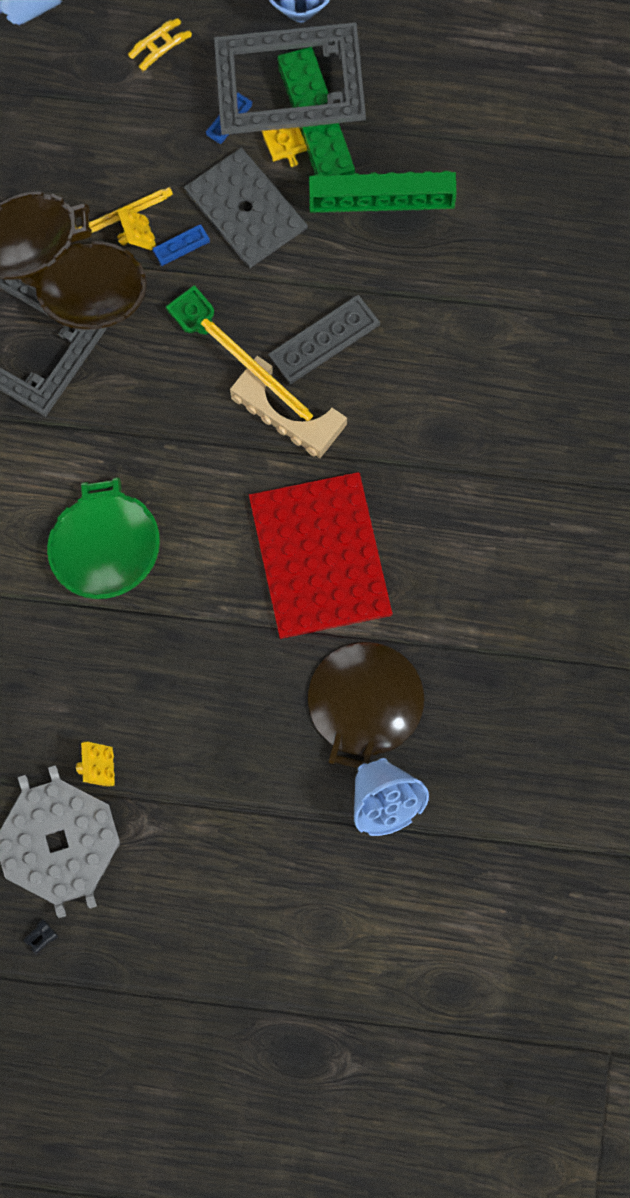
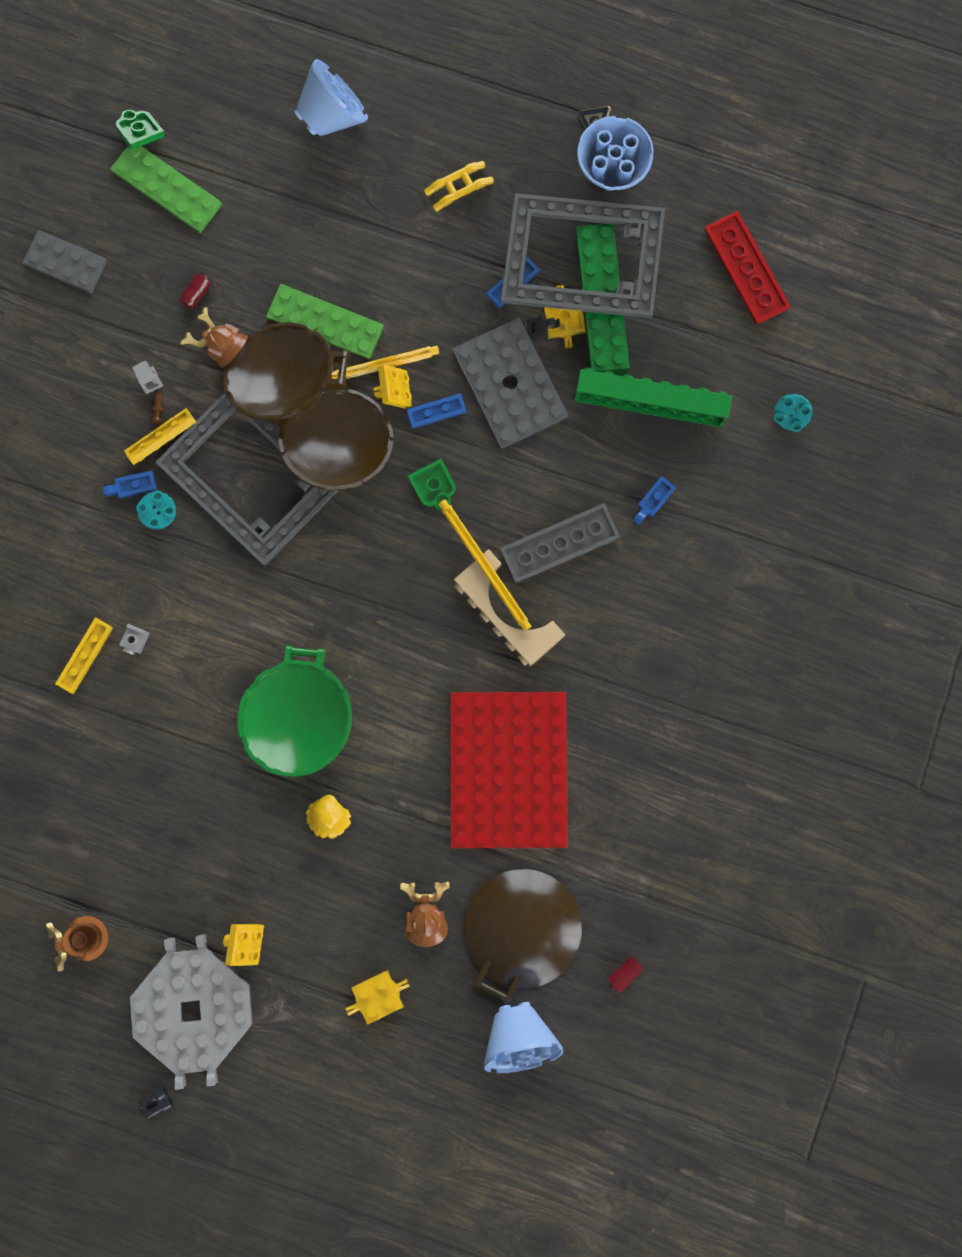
camera: 10 degrees right, 10 degrees up
(71, 186) = (335, 324): none -> bright green plate
(154, 632) = (328, 817): none -> yellow hair
(238, 791) = (377, 997): none -> yellow plate
(262, 150) = (539, 326): none -> black plate
(270, 708) = (425, 923): none -> dark orange helmet
(404, 283) = (654, 499): none -> blue plate
(445, 63) = (747, 268): none -> red plate
(473, 719) = (622, 977): none -> dark red piece
(509, 177) = (785, 408): none -> teal plate

